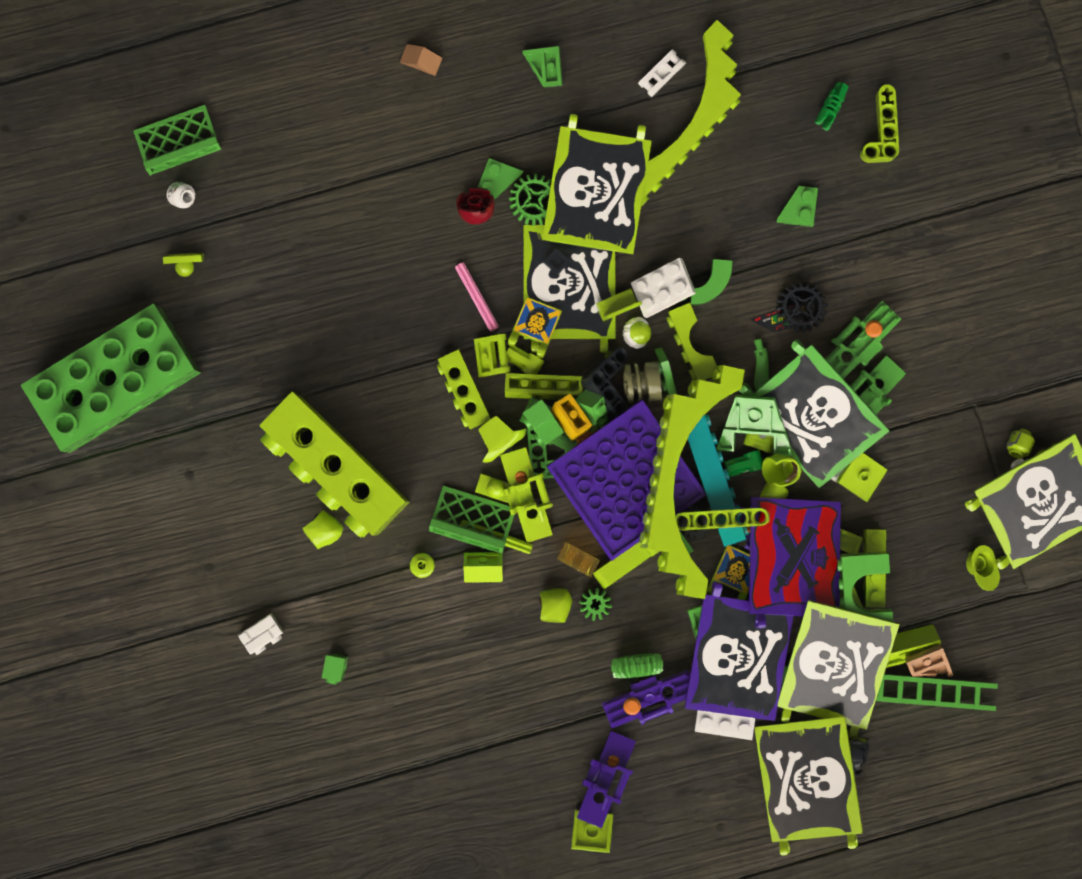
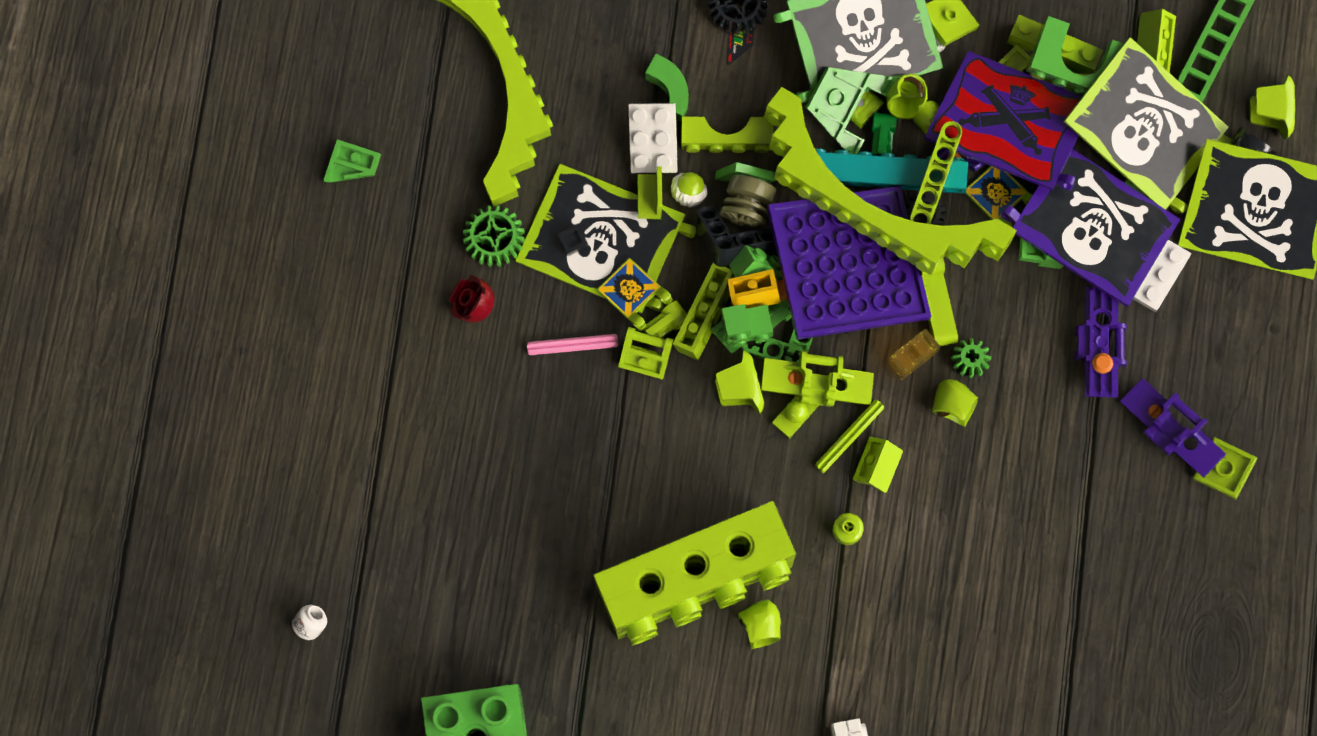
camera: 65 degrees left, 10 degrees down
(183, 154) = (263, 607): bright green fence -> none
(184, 265) = (386, 652): lime tile -> none
(334, 668) = (924, 675): bright green brick -> none
(421, 59) = (280, 294): medium nougat slope -> none
(455, 360) = (680, 392): lime brick -> none
(465, 534) = (837, 460): bright green fence -> none
(498, 177) = (449, 265): bright green wing -> none
(597, 189) = (513, 162): flag -> none
(637, 665) = (1059, 339): bright green gear -> none
(662, 73) = (417, 44): white plate -> none
(762, 365) = (789, 76): bright green piece -> none
(898, 760) = (1275, 107): none -> lime piece
(929, 663) = (1182, 31): medium nougat wing -> none

